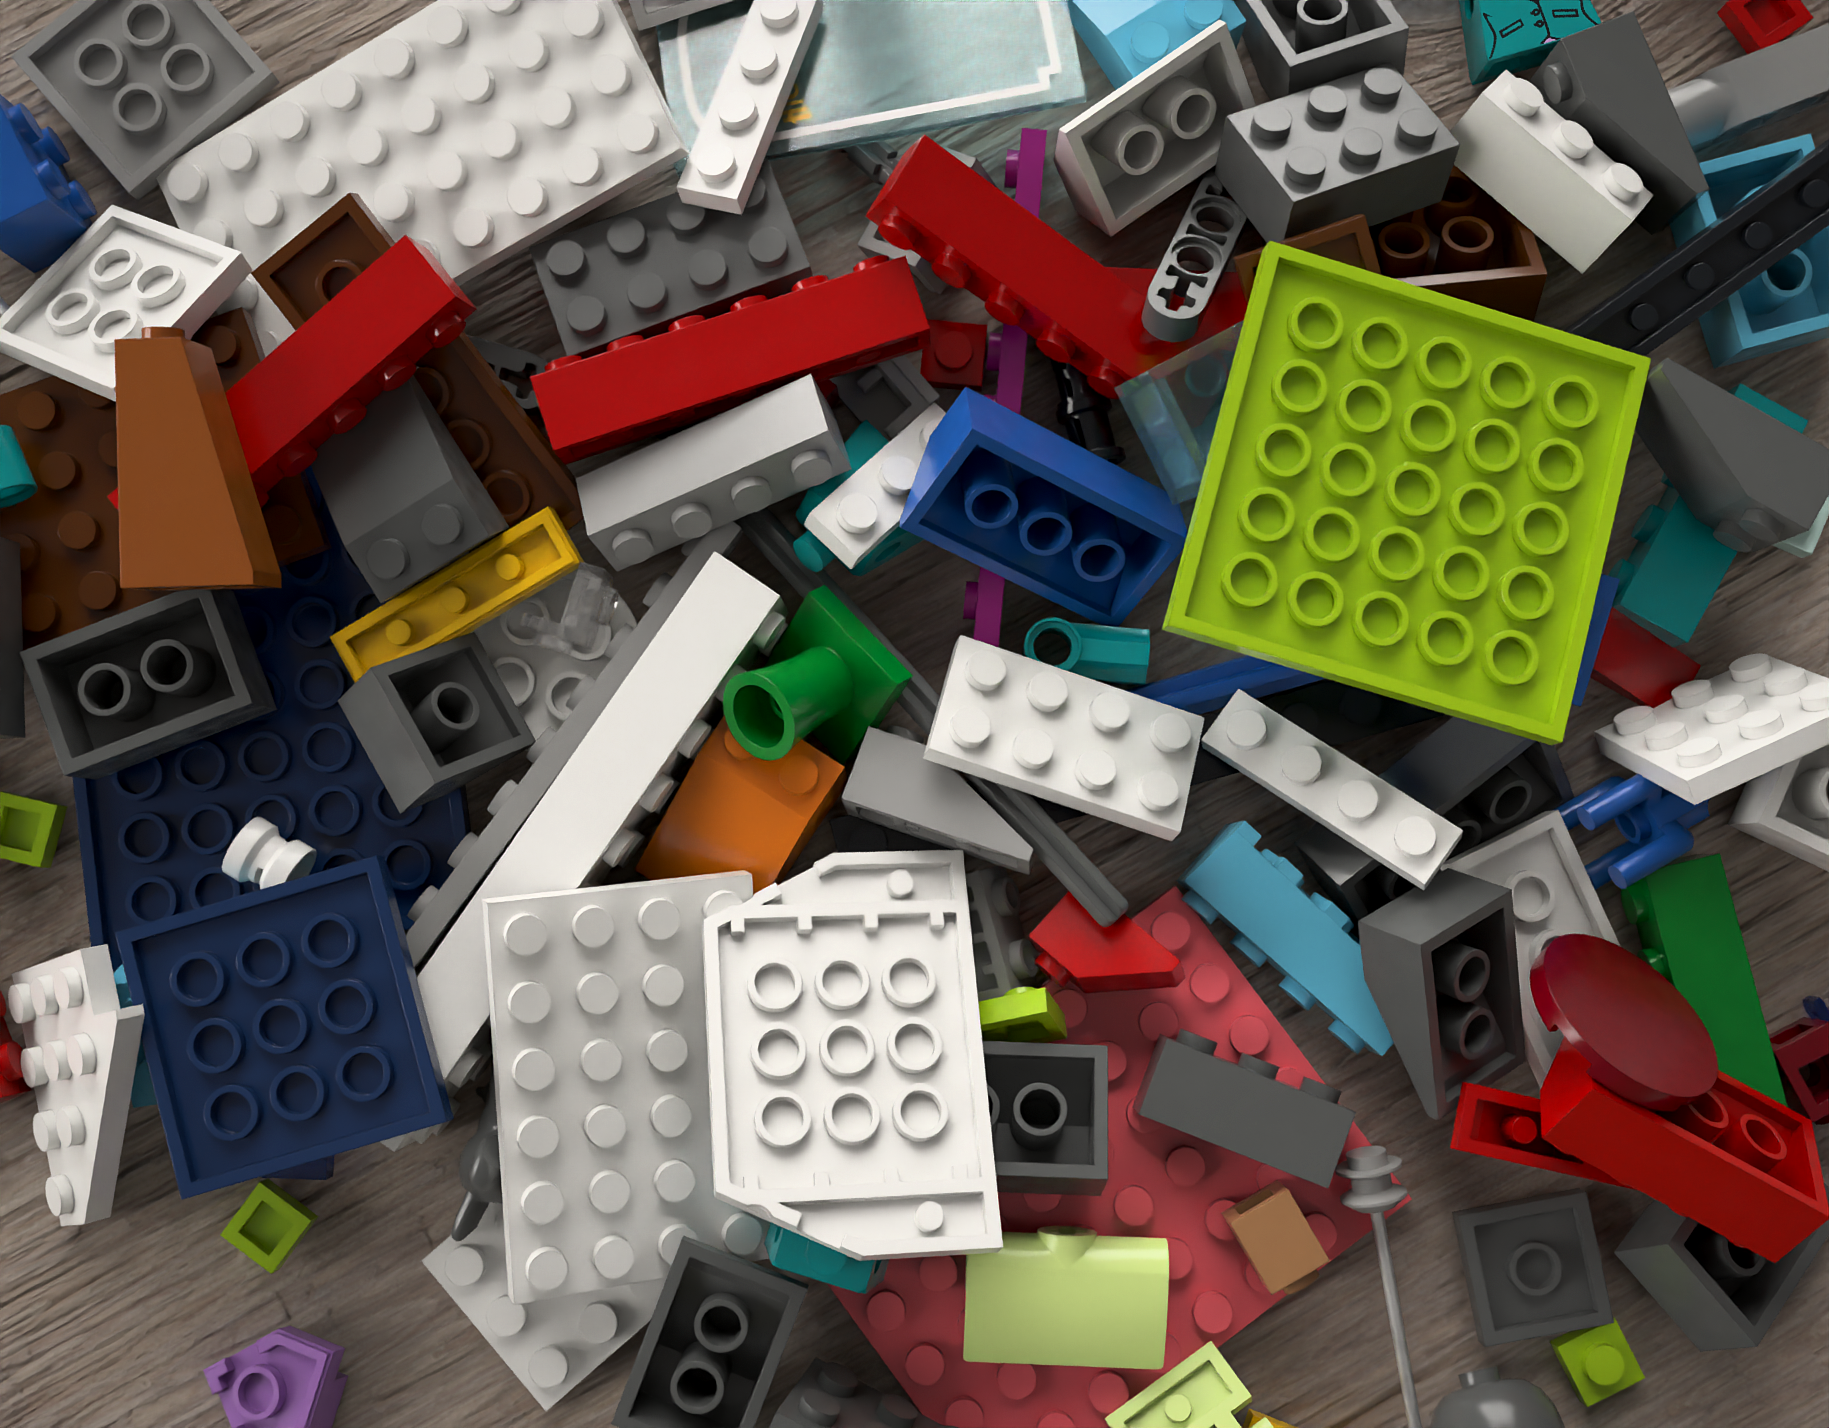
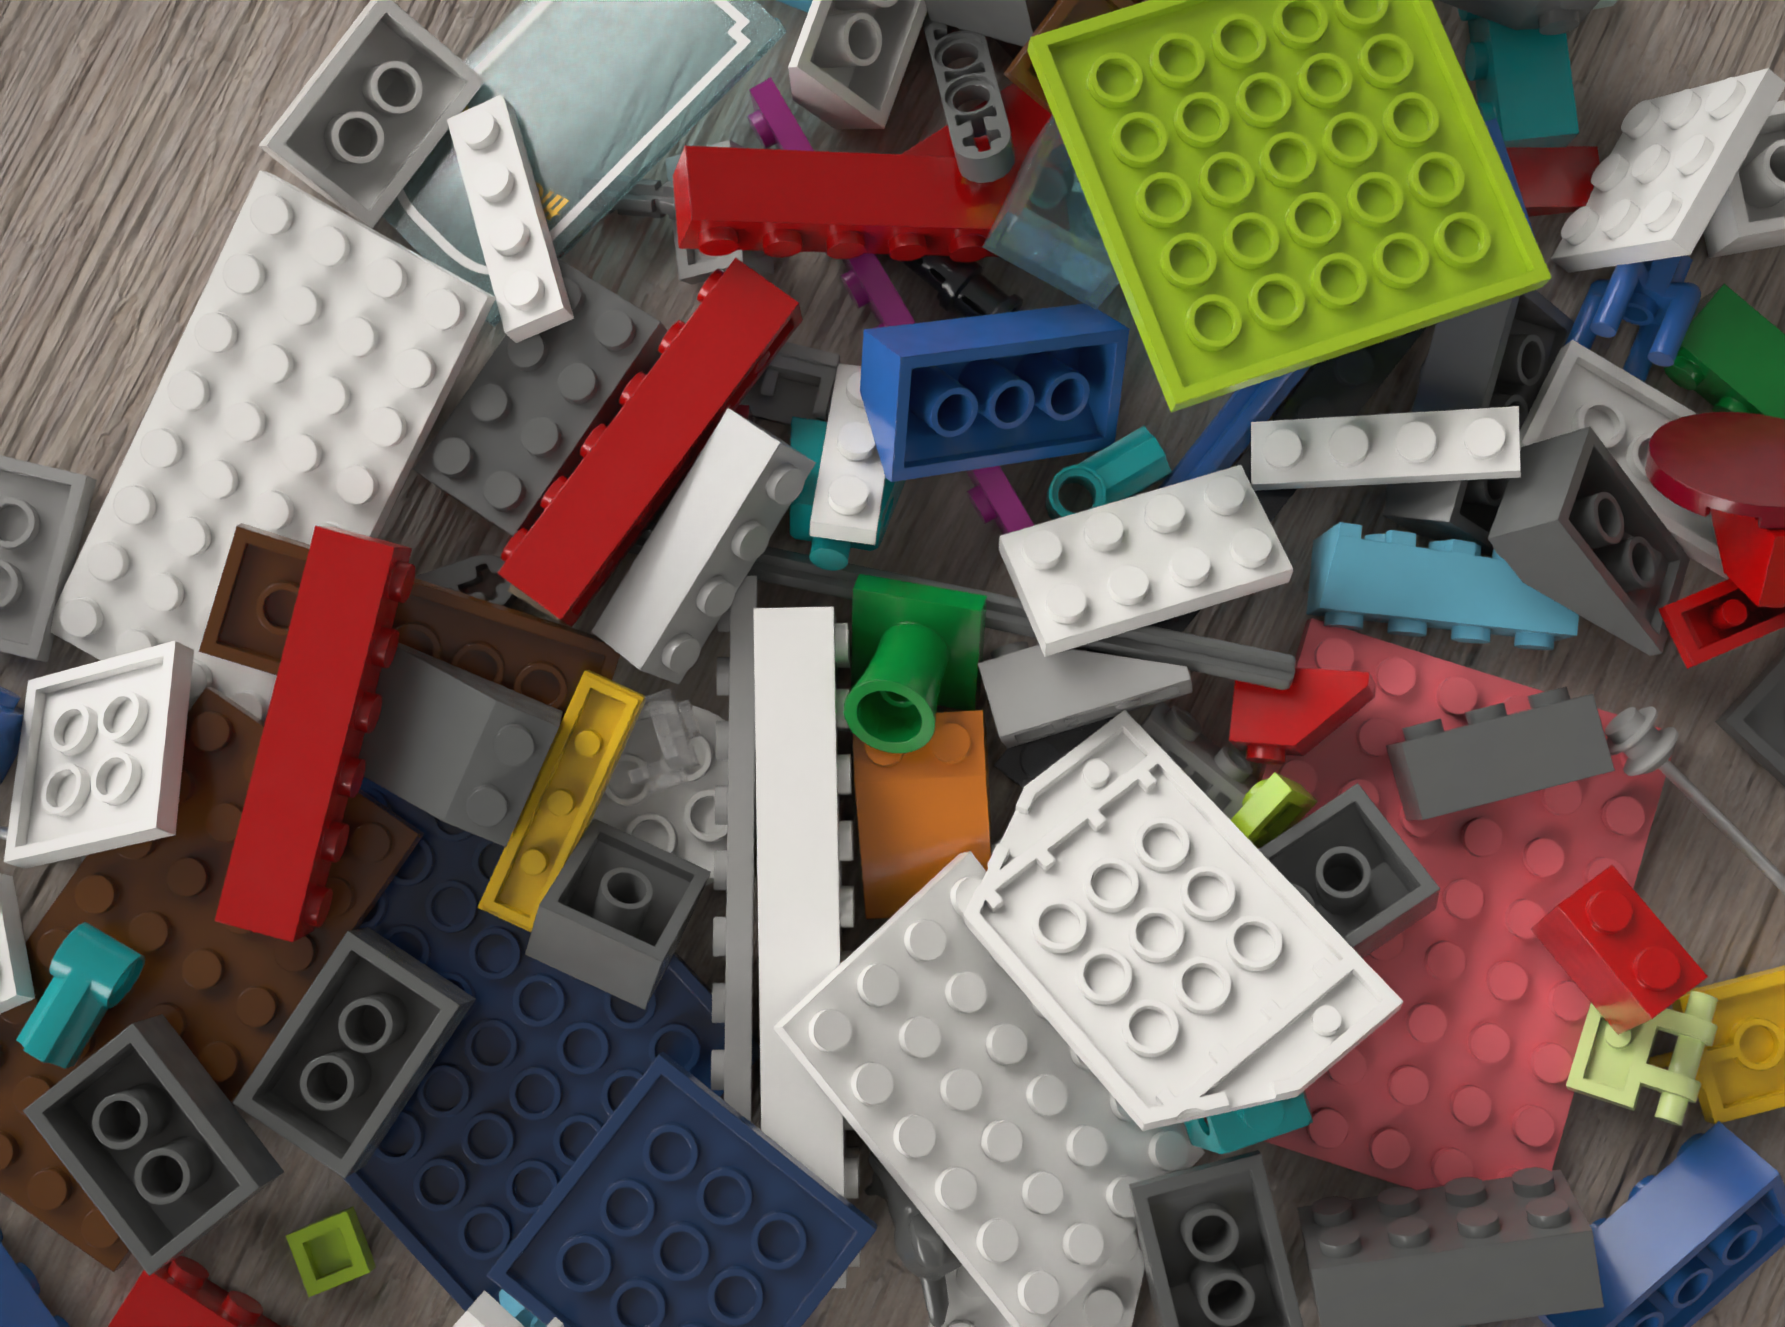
camera: 40 degrees left, 0 degrees up
(182, 473) = (270, 855): dark orange slope -> none
(266, 857) = (559, 1125): white wheel -> none
(954, 355) = (826, 314): red plate -> none
(1068, 1300) = (1473, 1011): yellowish green panel -> none
(1218, 1335) = (1618, 951): none -> red brick
(1276, 1239) = (1595, 835): medium nougat brick -> none

